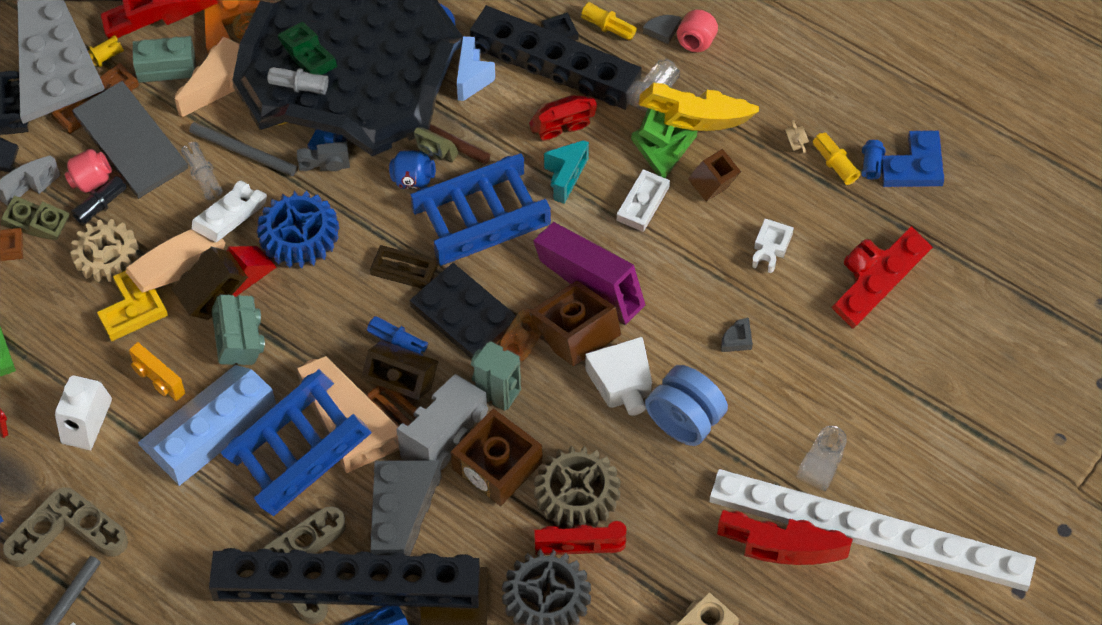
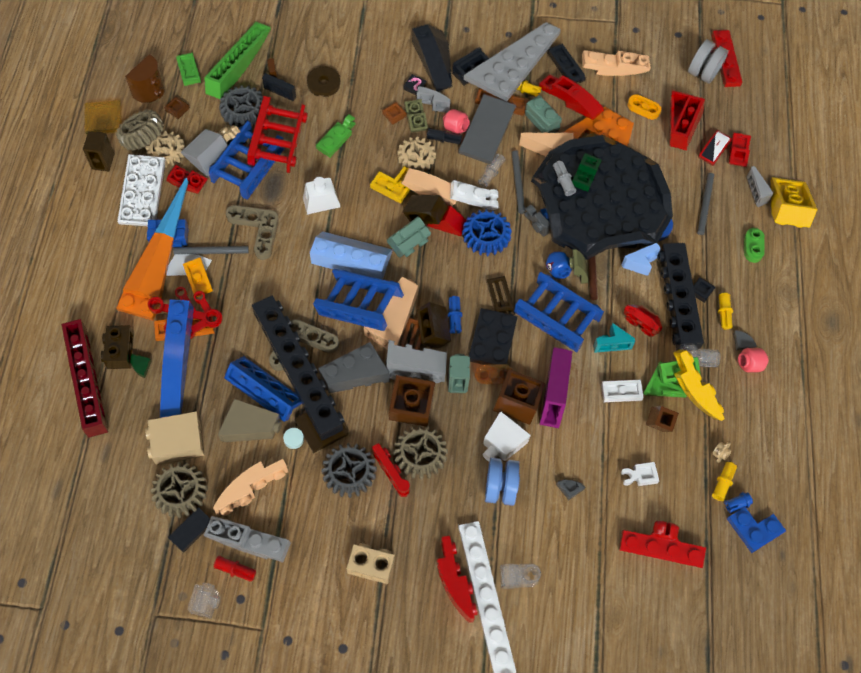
camera: 55 degrees right, 5 degrees up
(163, 378) = (364, 210): light orange plate -> none

